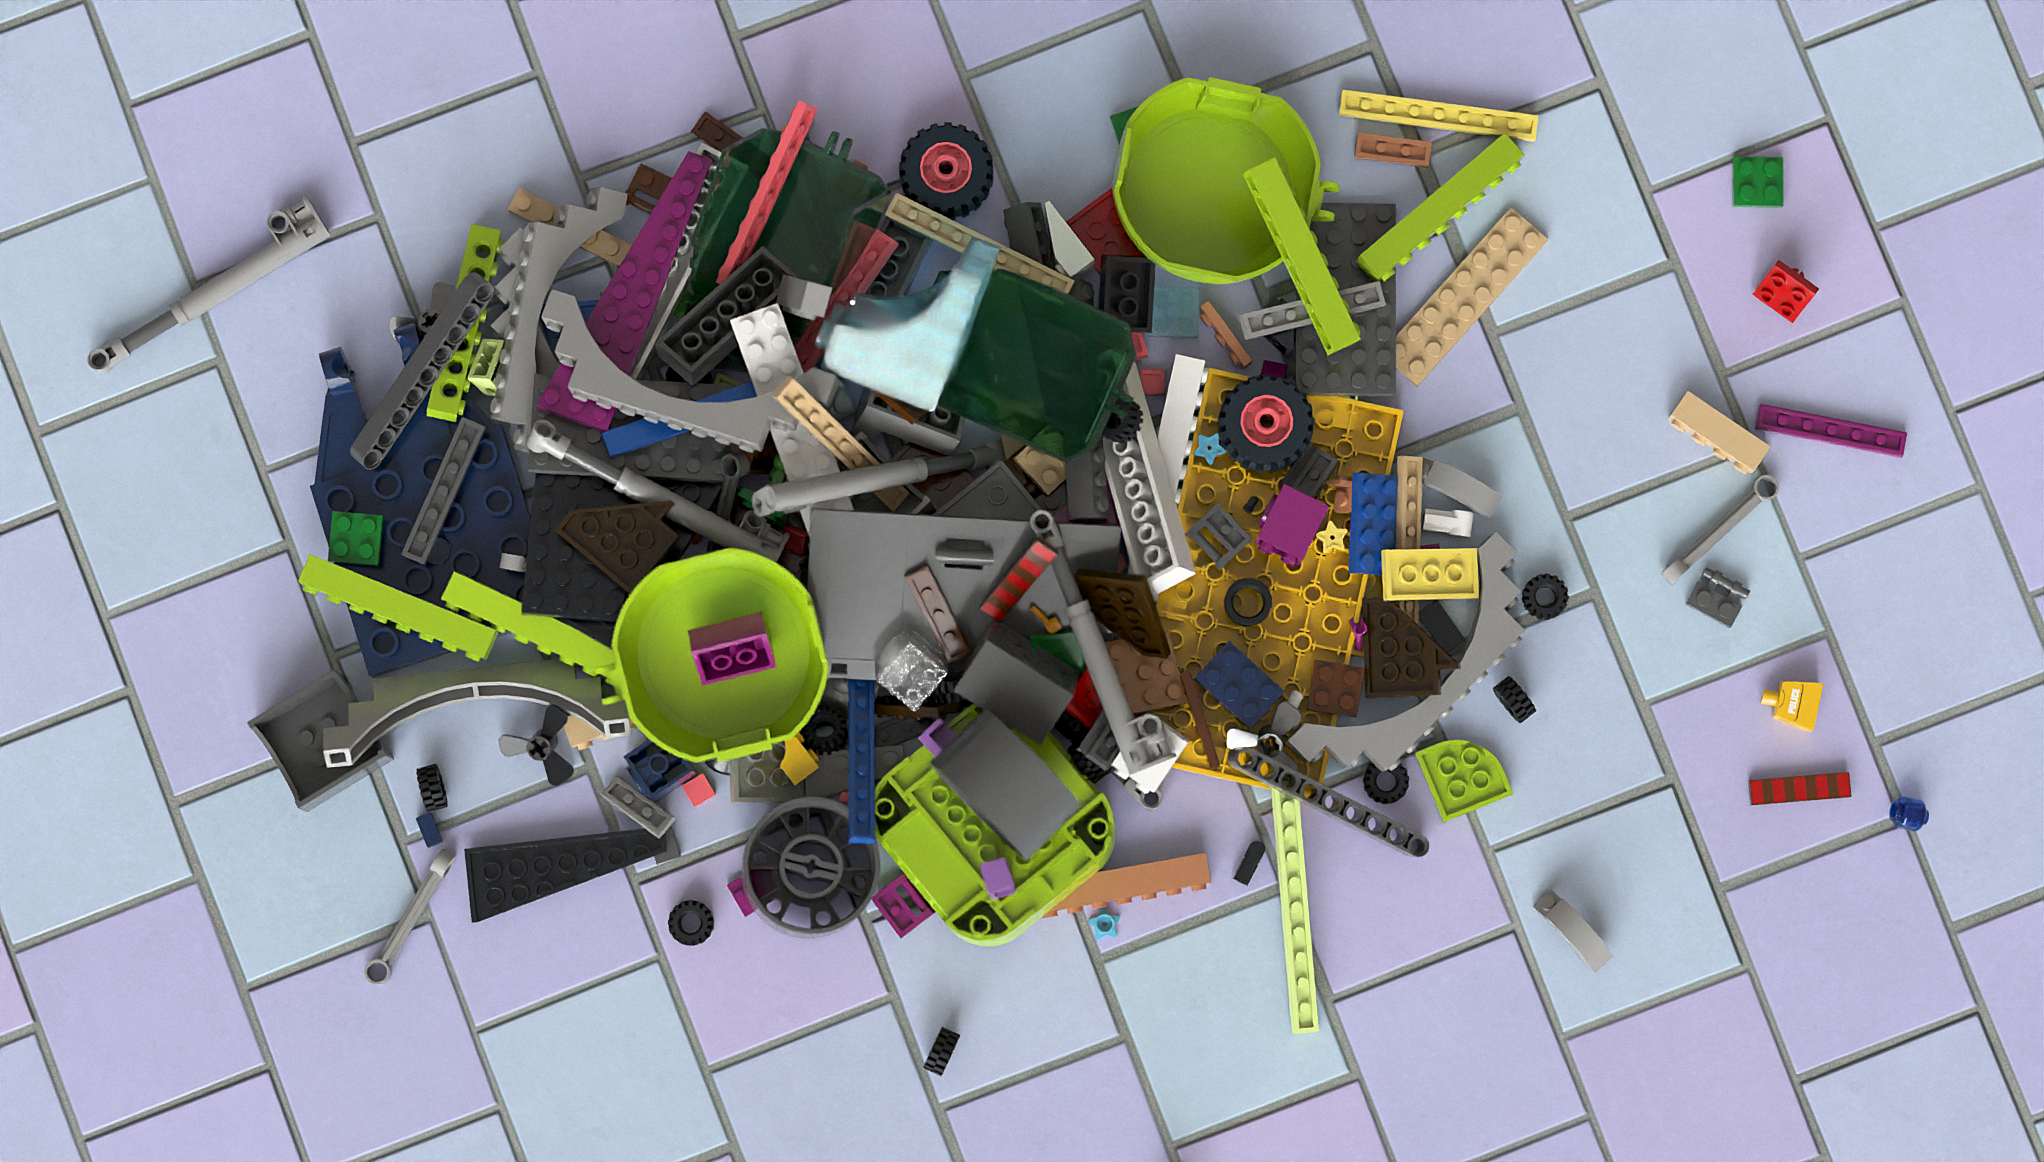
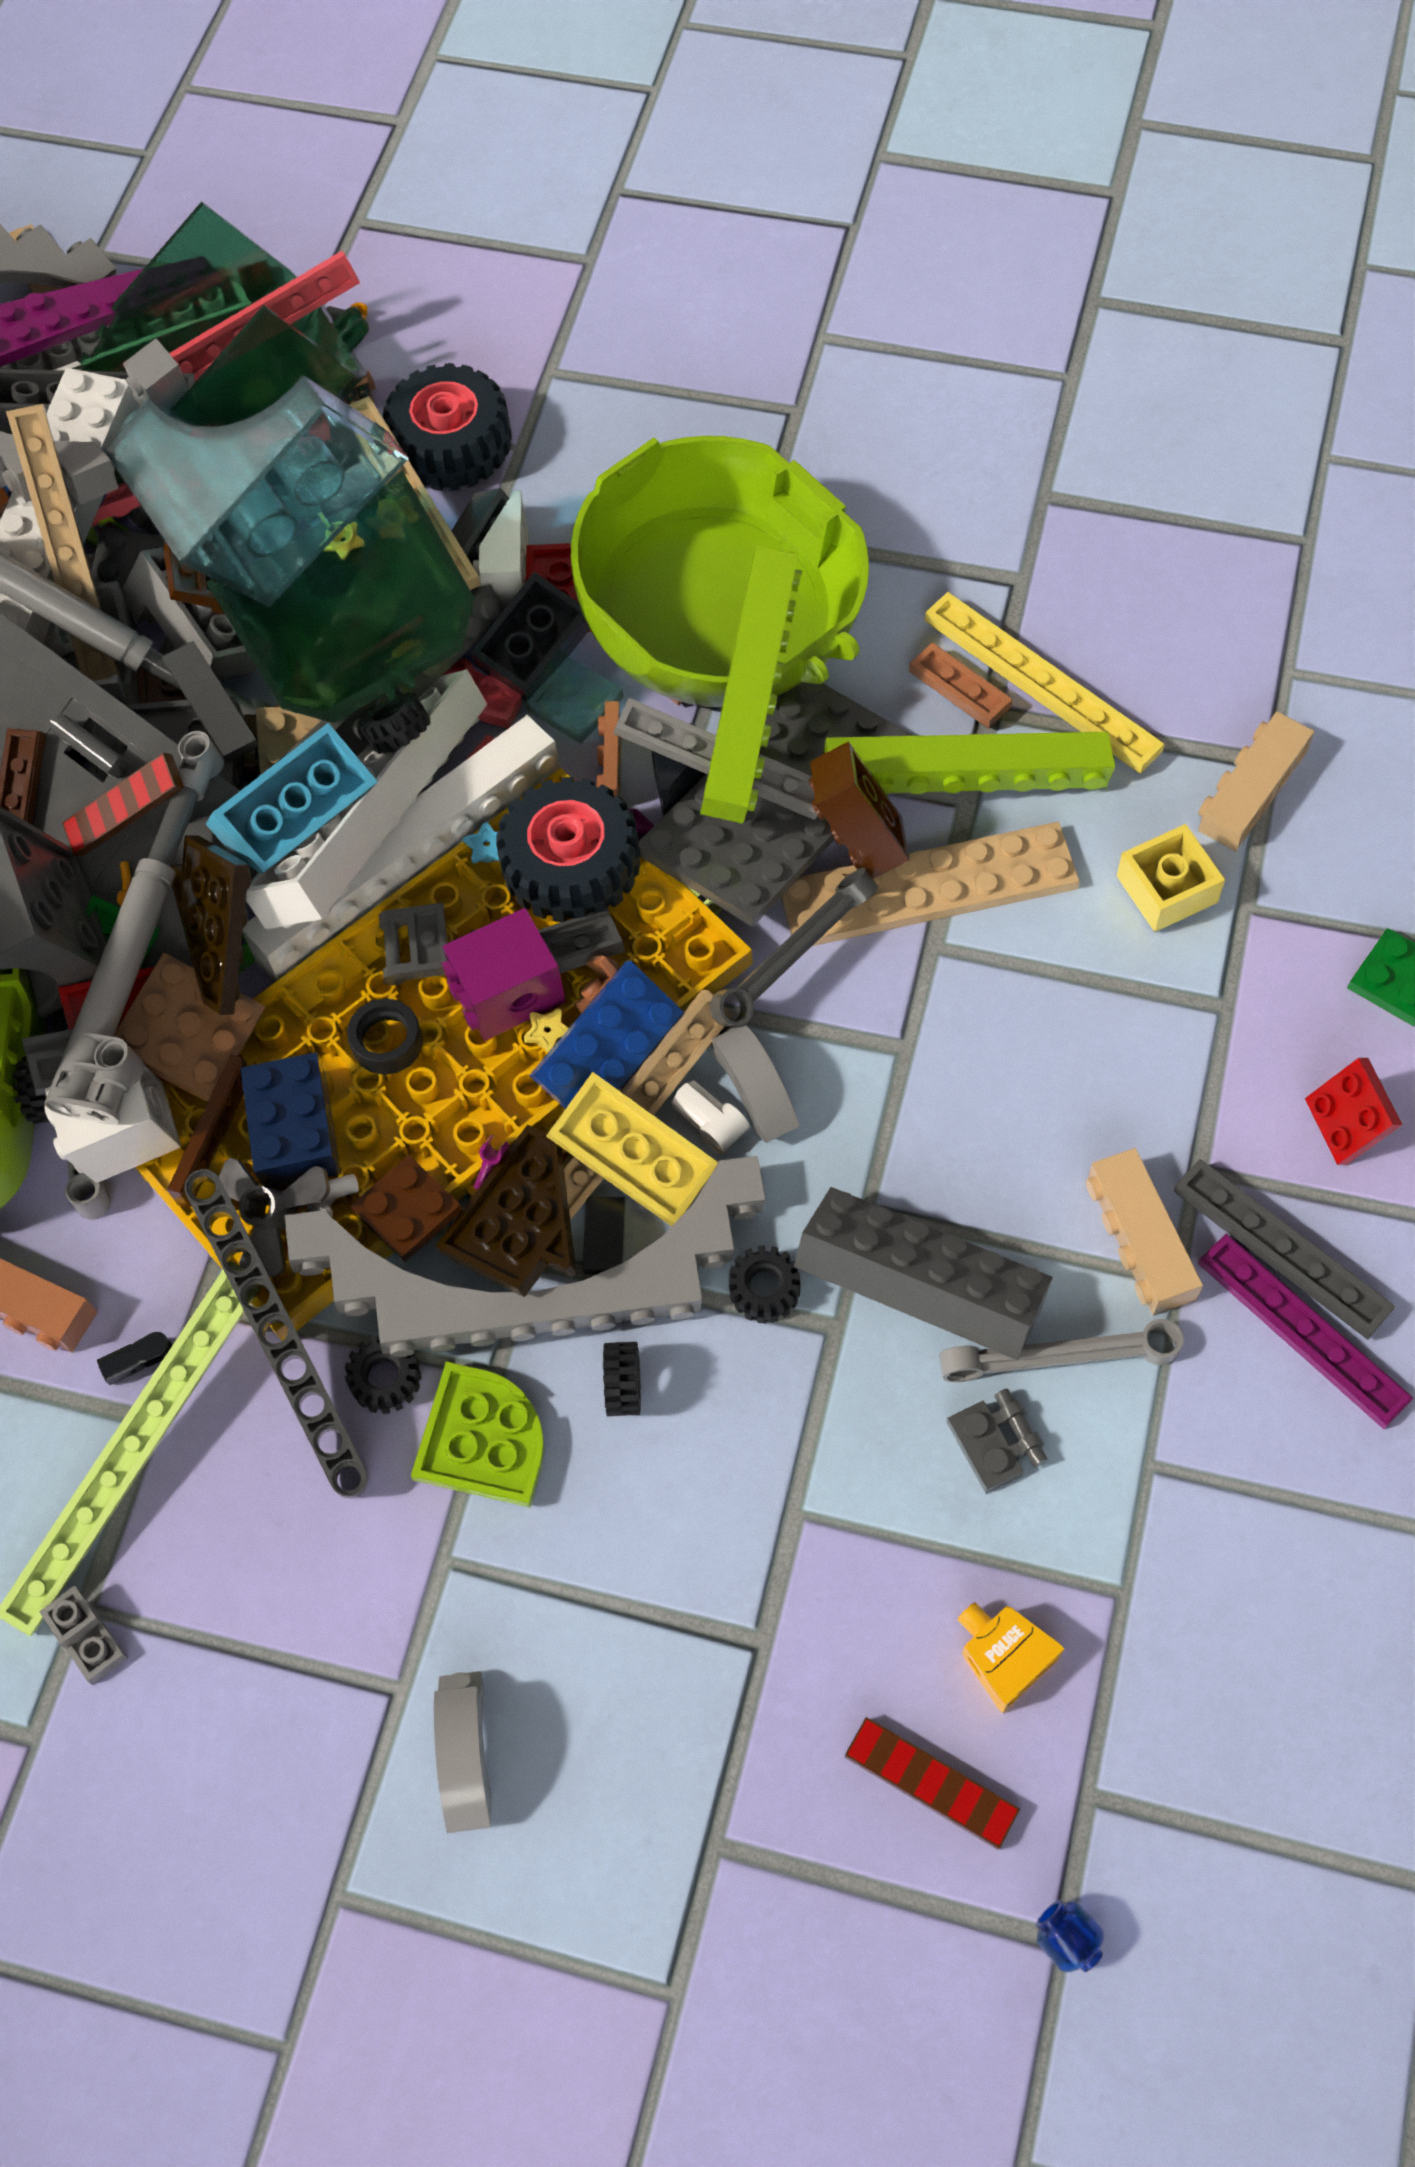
camera: 40 degrees right, 20 degrees down
(992, 474) = (210, 702): none -> dark grey tile
(1118, 514) = (291, 800): none -> medium azure slope
(1343, 1011) = (83, 1635): none -> light grey slope
(1410, 290) = (858, 811): none -> reddish brown brick
(1429, 394) = (849, 893): none -> dark grey piece
(1600, 207) = (1170, 877): none -> light yellow brick
(1604, 105) = (1255, 780): none -> tan brick
(1625, 536) = (923, 1272): none -> dark grey brick
(1794, 393) = (1284, 1249): none -> dark grey plate

